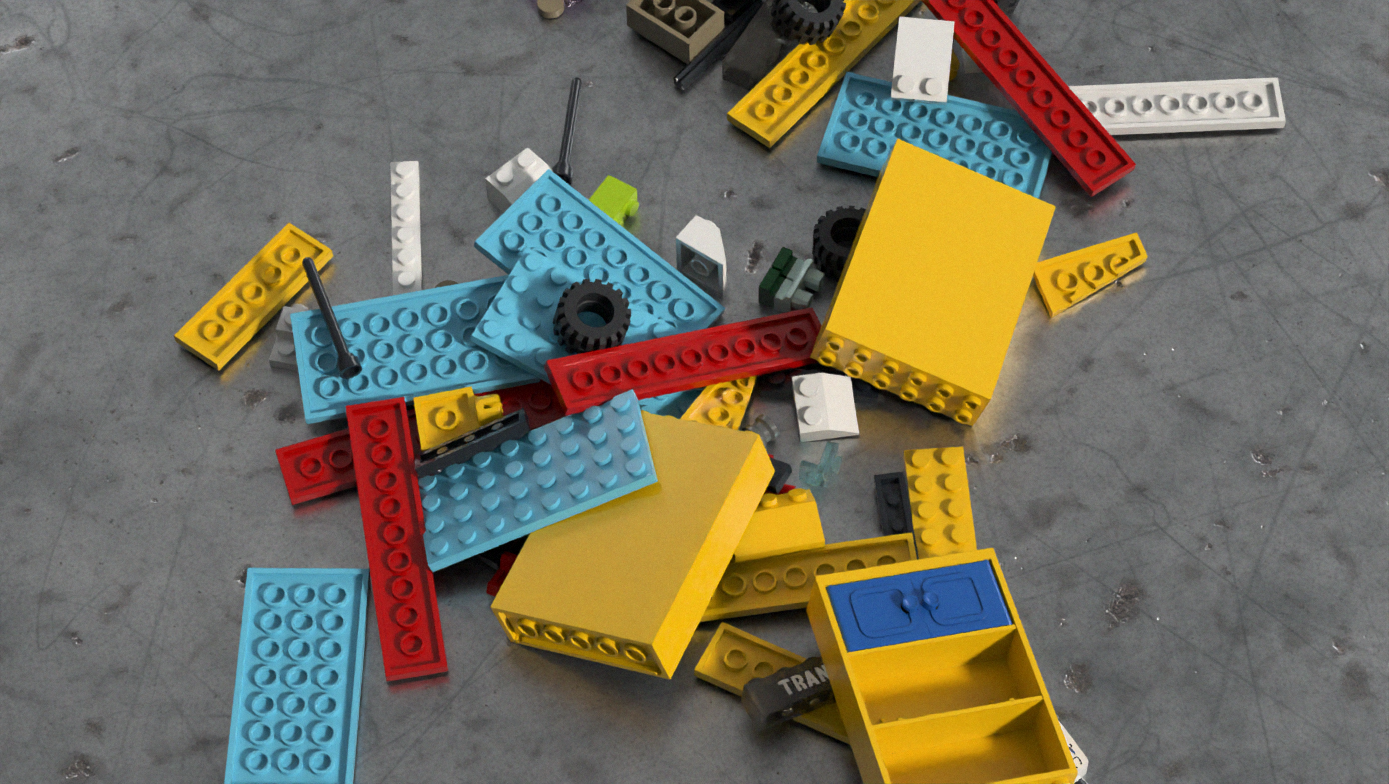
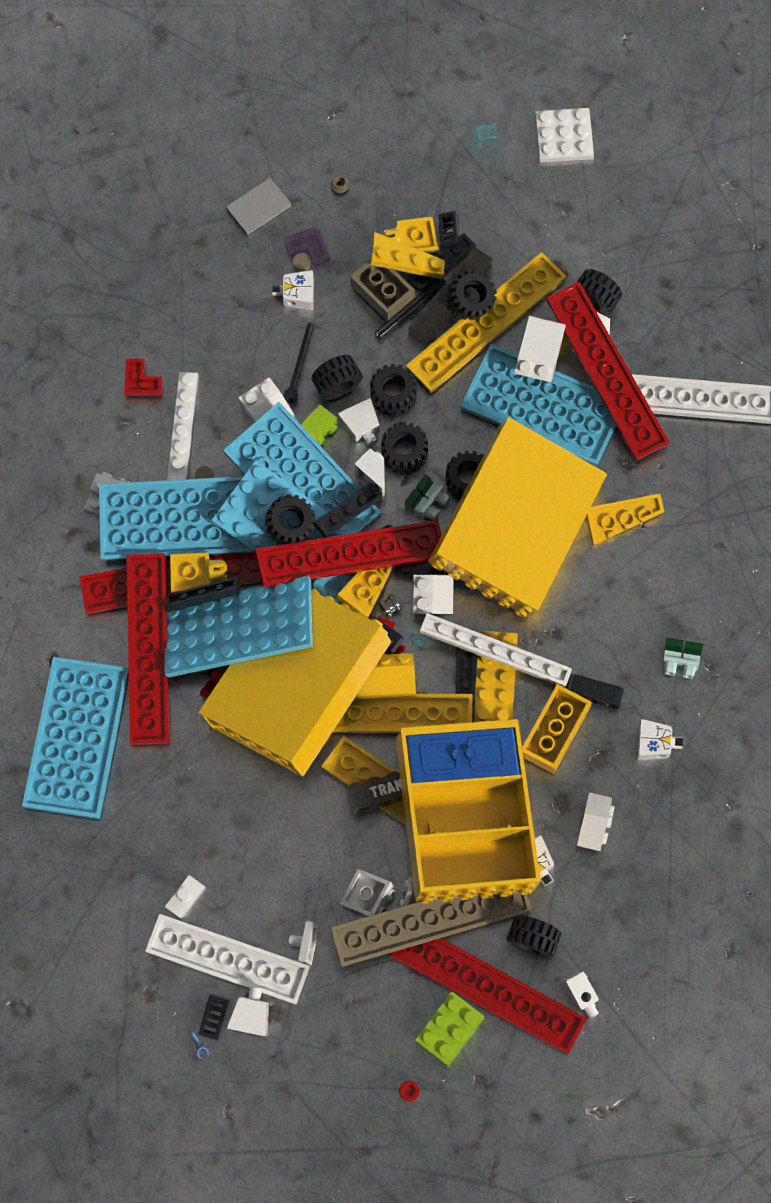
camera: 10 degrees right, 15 degrees up
(252, 297) = (79, 460): yellow plate -> none
(333, 186) = (137, 383): none -> red plate
(347, 364) = (131, 526): black piece -> none
(549, 38) = (296, 290): none -> white torso
(628, 135) = (336, 377): none -> black tyre
(672, 193) = (361, 422): none -> white torso
(675, 303) = (347, 510): none -> black plate
(708, 128) = (388, 376): none -> black tyre
(746, 200) = (399, 434): none -> black tyre
(936, 468) = (495, 650): none -> white plate
(1051, 566) = (555, 729): none -> yellow brick
(1097, 511) = (596, 691): none -> black beam
(1140, 686) = (596, 818): none -> white brick
(1206, 567) = (656, 741): none -> white torso
(1218, 446) = (689, 660): none -> light aqua hips

